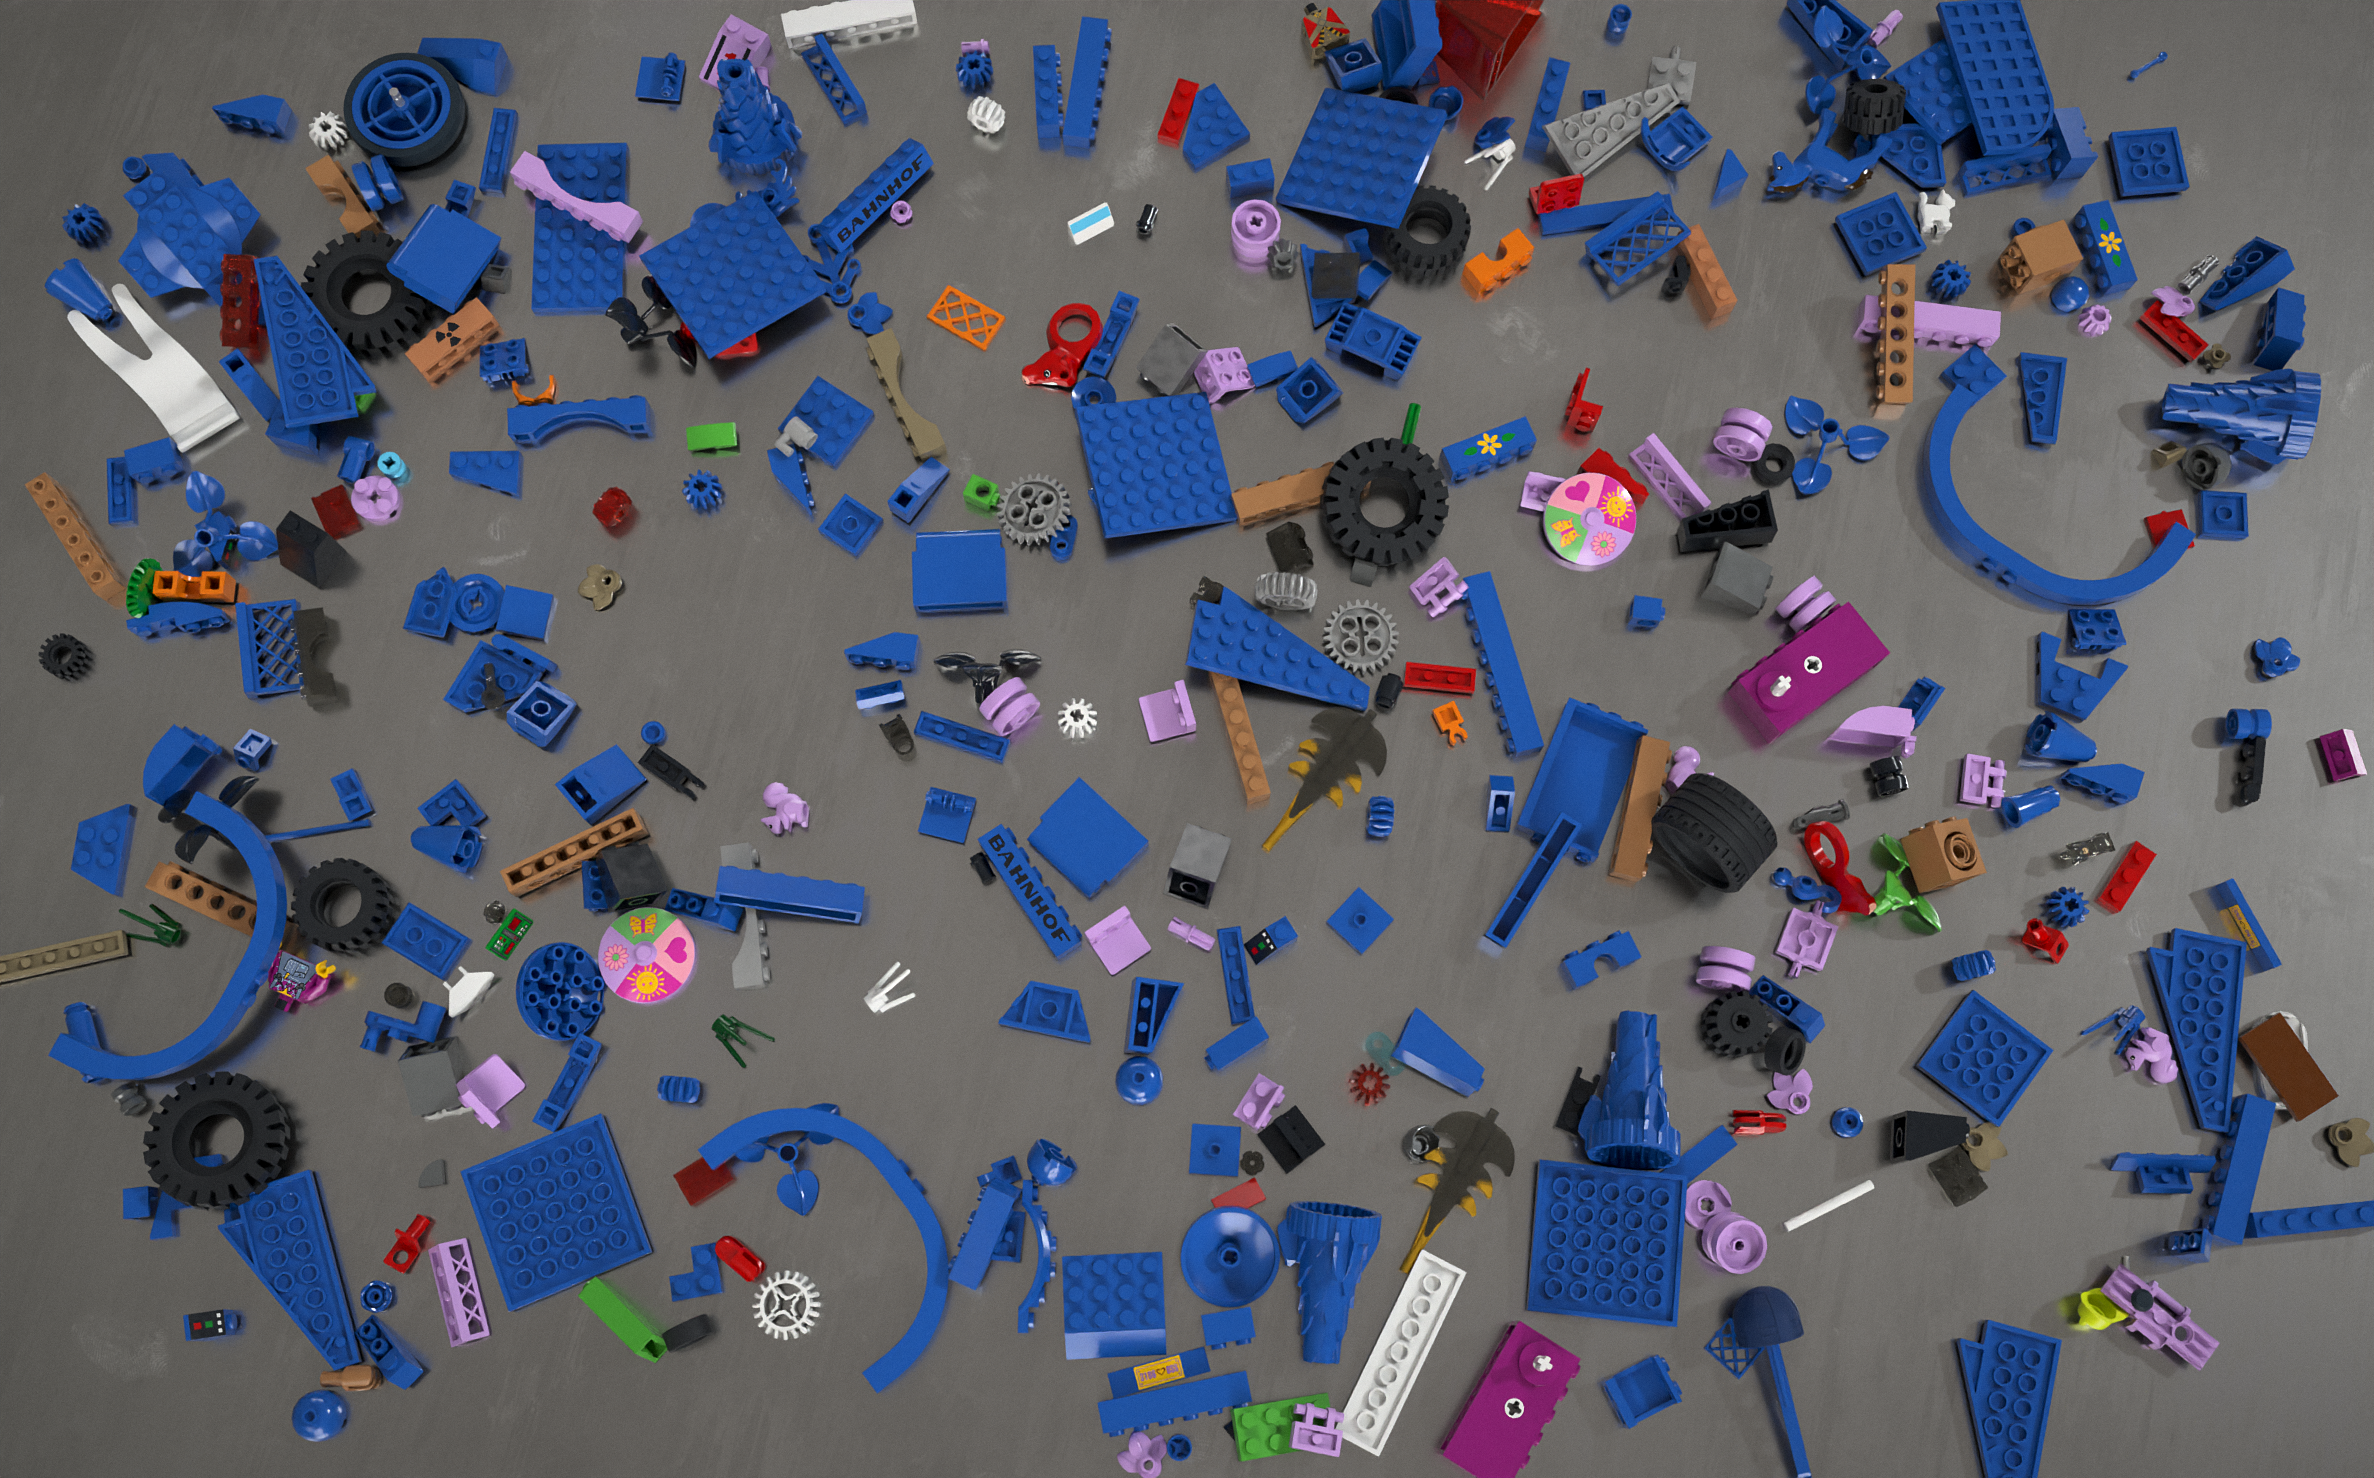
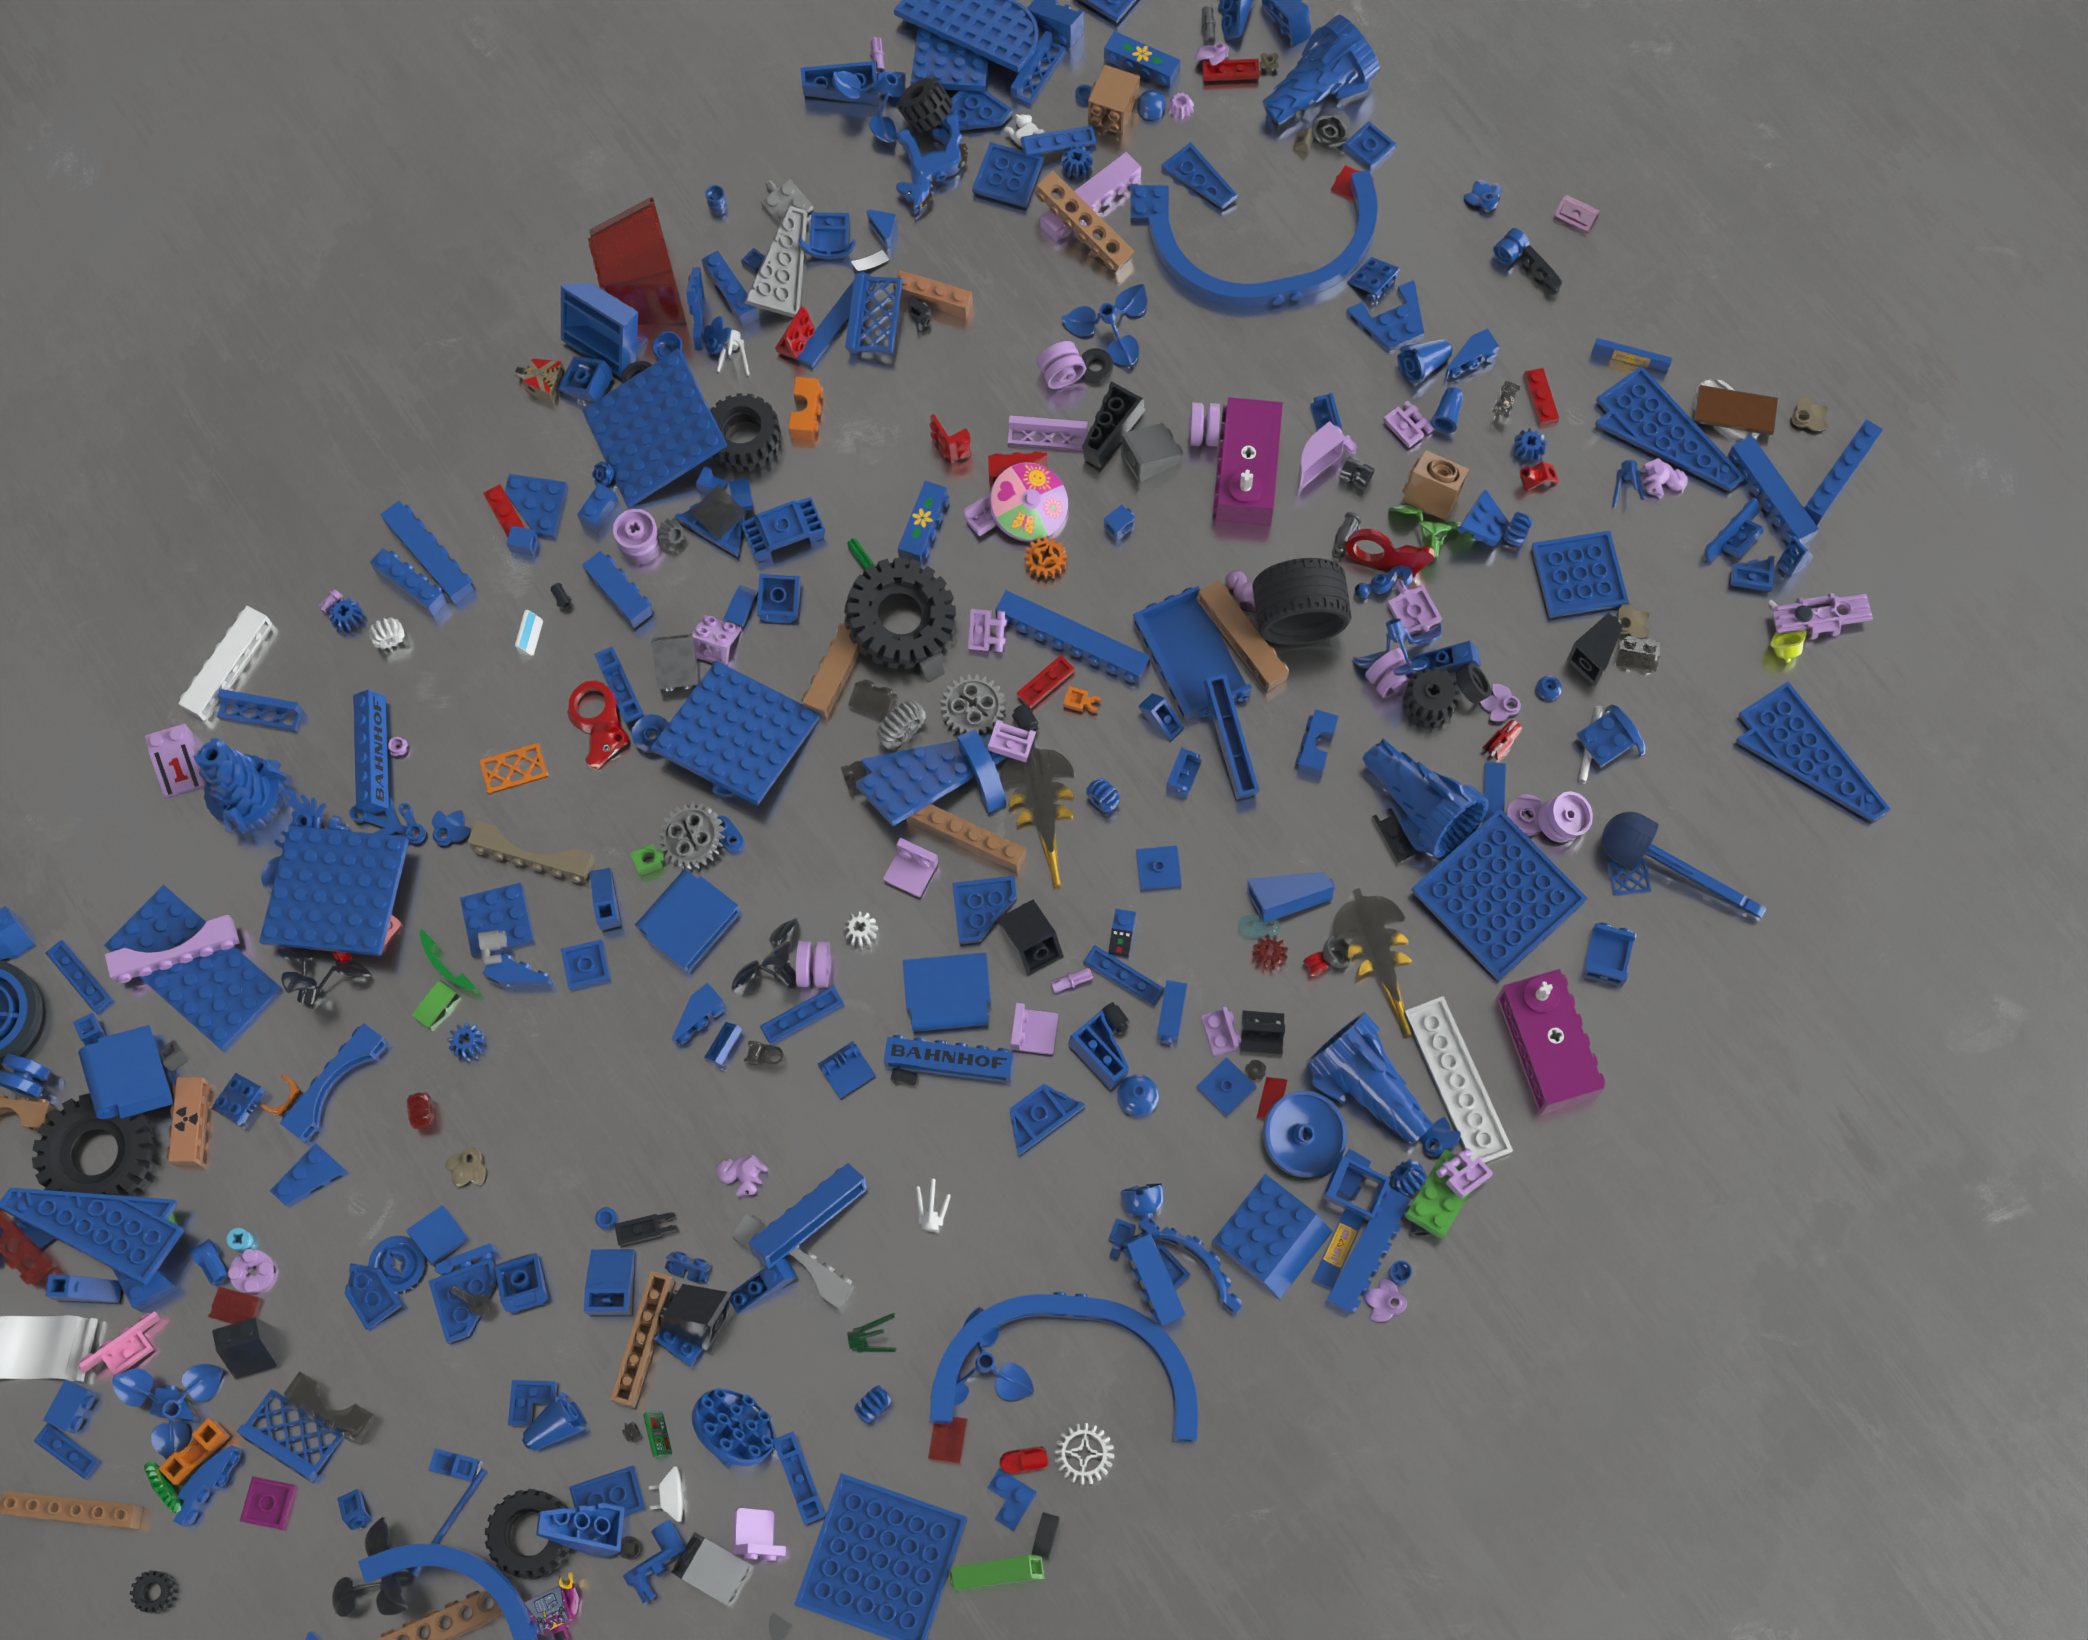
camera: 45 degrees left, 5 degrees down
(175, 761) = (312, 1566): blue piece -> none
(204, 679) = (268, 1503): none -> magenta tile
(231, 460) = (123, 1350): none -> bright pink bracket
(379, 947) = (585, 1528): none -> blue wedge
(647, 955) = (758, 1351): dish -> none
(660, 77) = (138, 823): blue hinge -> none
(666, 824) = (680, 1262): none -> blue hinge
(754, 390) = (461, 981): none -> green slope
(791, 226) = (336, 824): none -> blue tile
(1165, 145) = (522, 540): none -> blue panel
(1189, 1001) = (1115, 1018): none -> black brick
(1190, 799) = (980, 904): none -> blue plate
(1193, 257) = (617, 588): none -> blue brick
(1209, 1319) = (1336, 1178): none -> blue window
(1269, 1382) = (1408, 1177): none -> blue gear
(1284, 154) = (602, 473): none -> blue plate
(1308, 695) = (984, 770): none -> blue slope
(1337, 1380) = (1441, 1135): none -> blue plate
(1350, 698) = (1010, 745): none -> lavender plate
(1394, 1133) = (1315, 964): none -> red wheel
(1466, 867) = (1184, 772): none -> blue hinge
(1508, 84) = (696, 301): none -> blue wing
(1557, 569) = (1039, 552): none -> orange gear
(1686, 194) = (870, 261): none -> white sticker
(1763, 942) = (1397, 633): none -> blue plant
(1851, 1219) = (1611, 736): none -> blue piece
(1953, 928) = (1485, 520): none -> blue wing
(1954, 246) = (1058, 141): none -> blue tile
(2139, 1220) = (1754, 574): none -> blue wing

